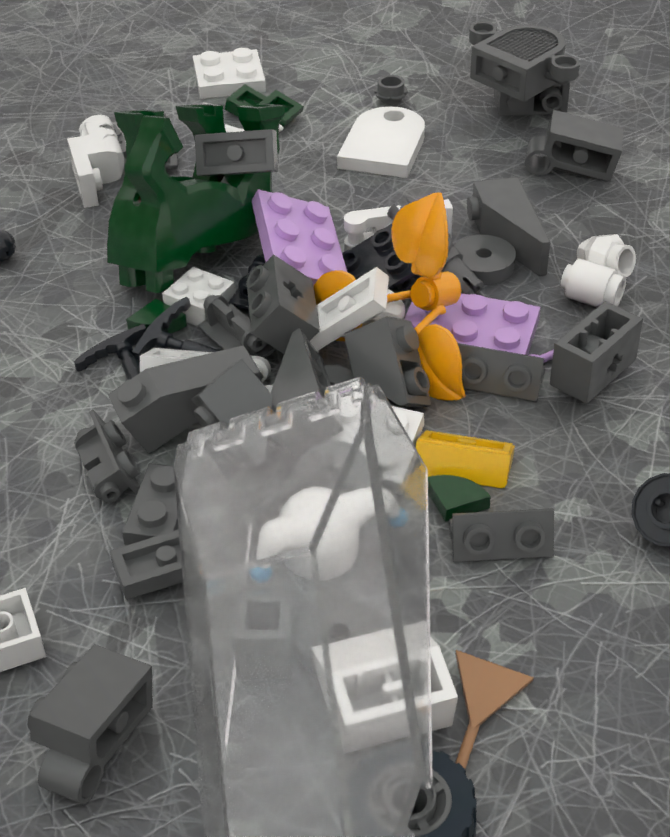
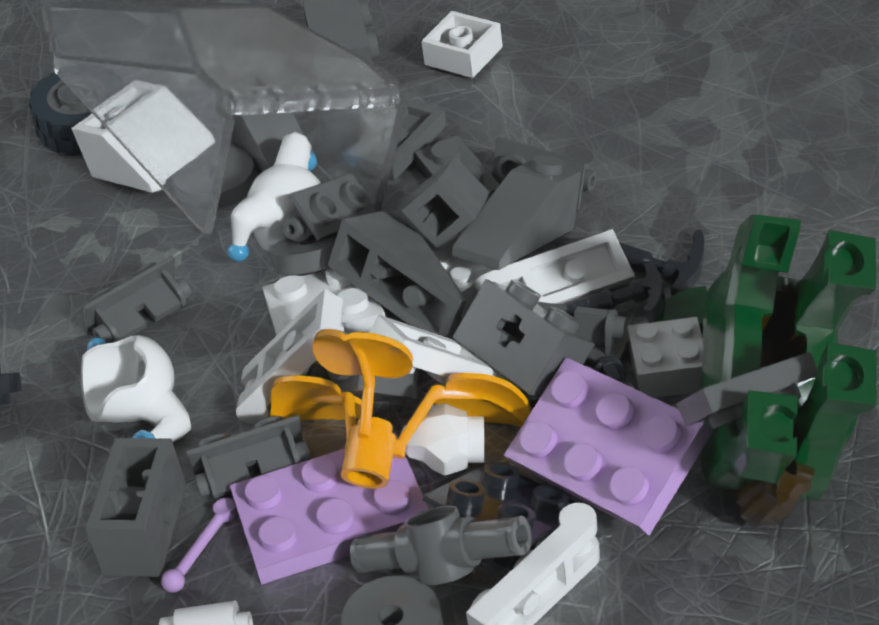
camera: 150 degrees right, 0 degrees up
(434, 371) = (286, 355): none -> white plate
(457, 495) = (201, 317): dark green tile -> none
(468, 457) = (217, 361): yellow slope -> none
(485, 691) = (81, 206): medium nougat piece -> none
(549, 448) = (132, 384): none -> white piece

